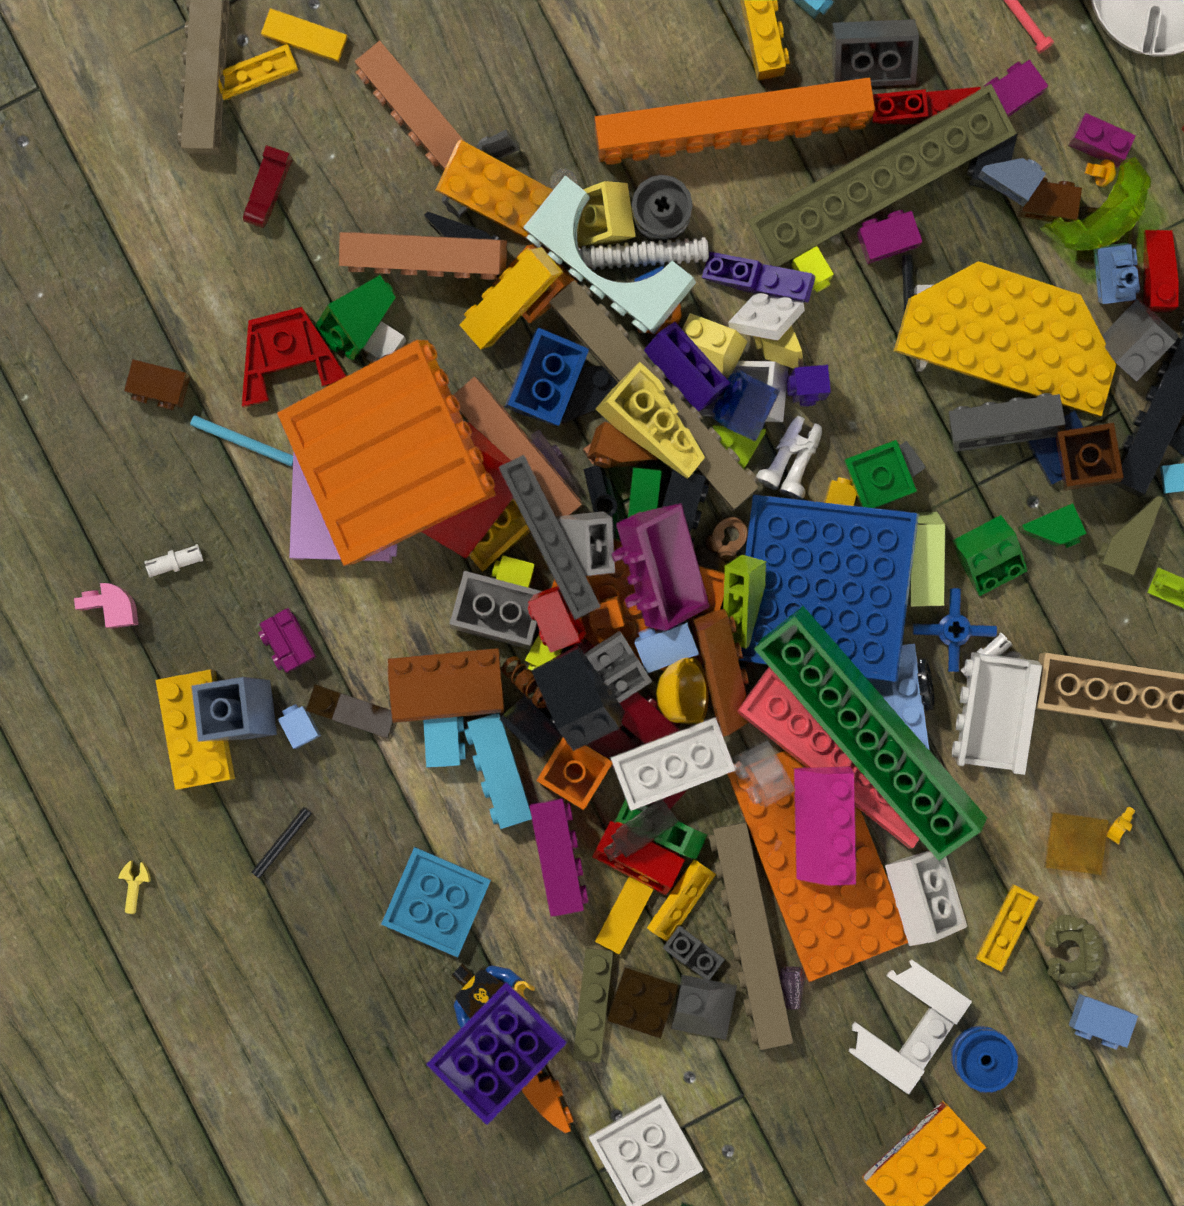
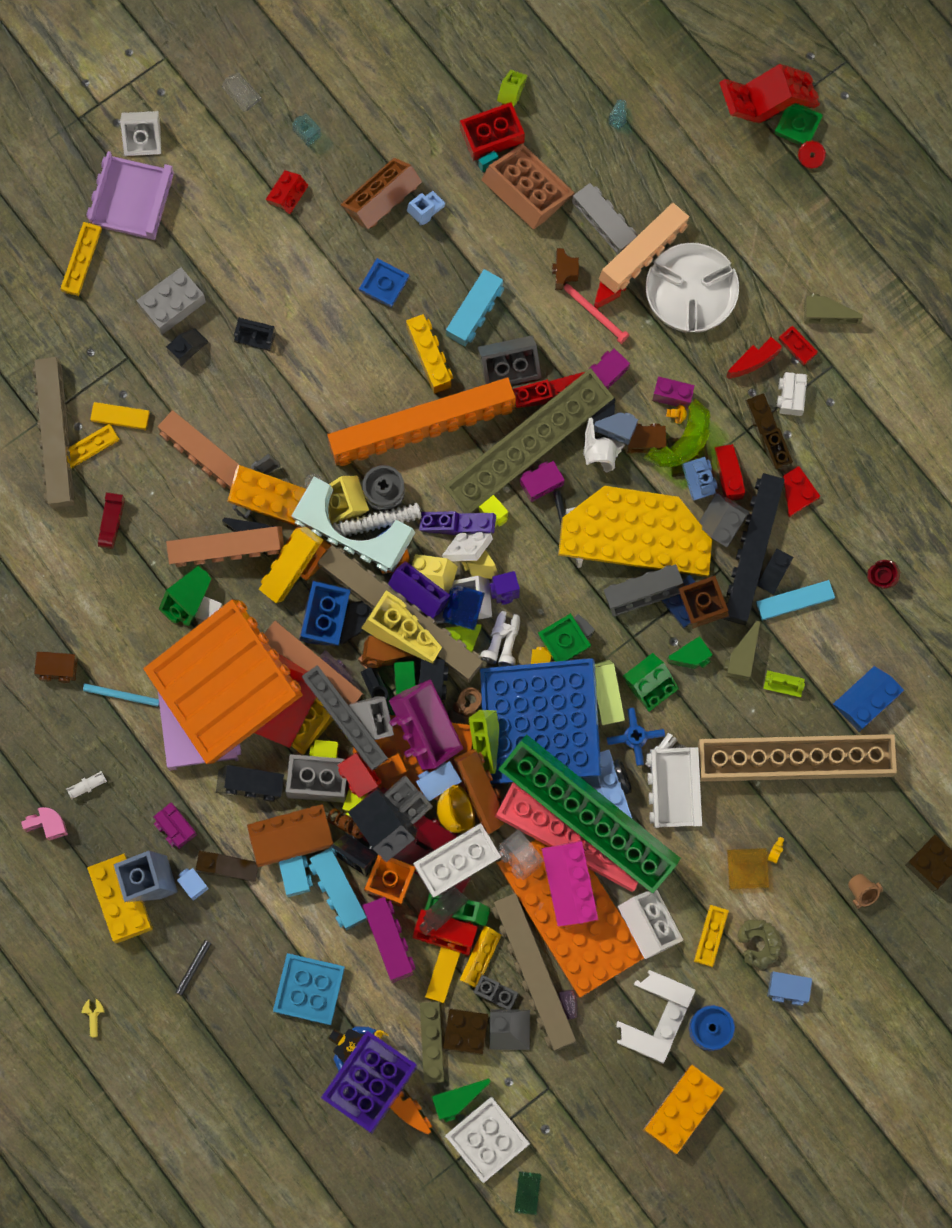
camera: 15 degrees left, 10 degrees down
(283, 343) = (136, 624): red wing -> none
(401, 600) = (249, 783): none -> black wedge
(609, 1093) = (454, 1101): none -> green slope
(982, 206) = (600, 449): none -> white helmet

